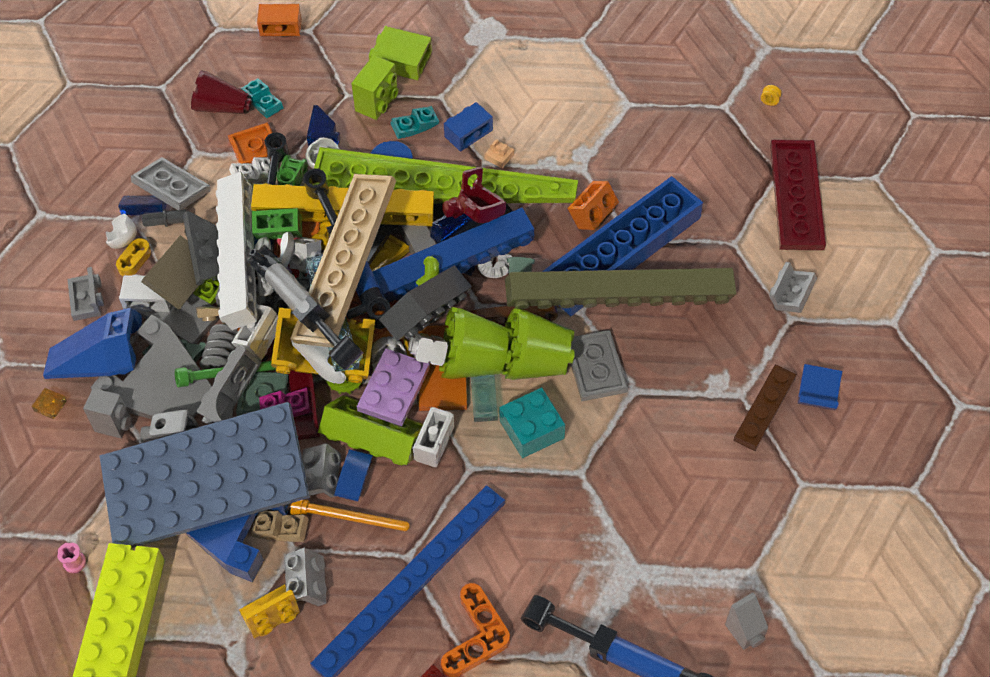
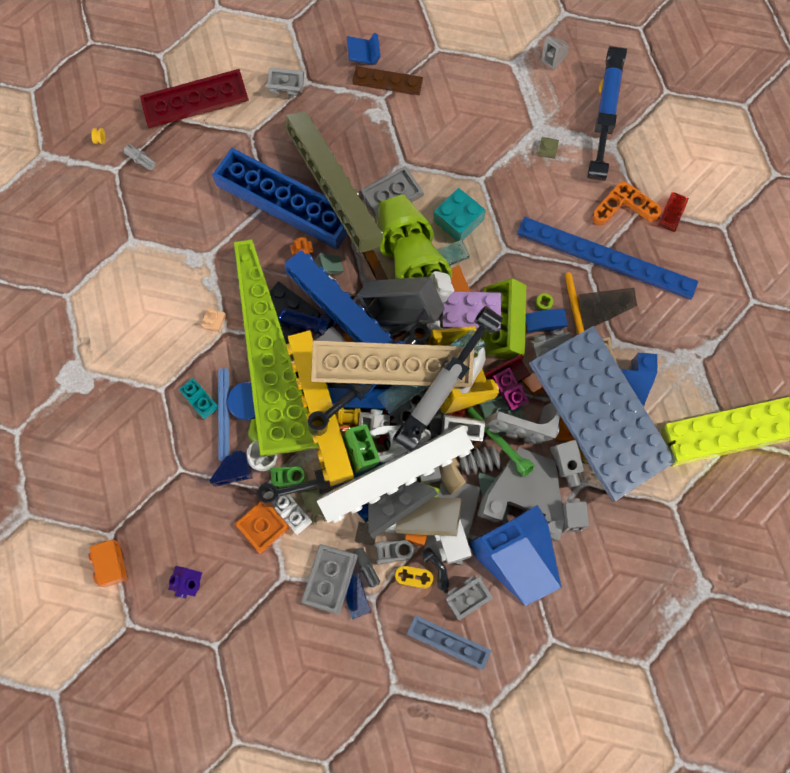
camera: 105 degrees left, 15 degrees up
(49, 403) = (574, 579): clear yellow plate -> none
(53, 267) = (449, 642): none -> sand blue plate
(70, 550) = (698, 488): bright pink bush -> none
(116, 281) = (443, 582): none -> black piece
(123, 232) = (397, 596): white hair -> none
(164, 239) = (392, 551): none -> light grey piece
(218, 96) = (220, 578): dark red cone -> none
(230, 69) = (184, 582): none -> dark purple brick
(262, 98) = (206, 542): teal slope -> none
(270, 611) = (671, 333): yellow bracket -> none
(306, 576) = (638, 321): light grey bracket -> none
(345, 546) = (605, 305): none -> clear smoke wing
(375, 87) = (175, 436): lime brick -> none
(379, 137) = (223, 414): none -> medium blue axle
(386, 489) = (547, 297): none -> lime bush
(404, 49) = (123, 436): lime brick -> none
(431, 269) = (368, 311): lime arm -> none
(433, 437) = (497, 271): white brick -> none
(468, 126) = (193, 350): blue brick -> none
(475, 201) = (292, 296): dark red piece -> none
(550, 249) = (301, 244): none -> orange gear
(593, 205) = (251, 228): orange brick -> none
(598, 568) = (548, 147): none -> olive plate
(730, 127) = (139, 157): none -> light grey axle

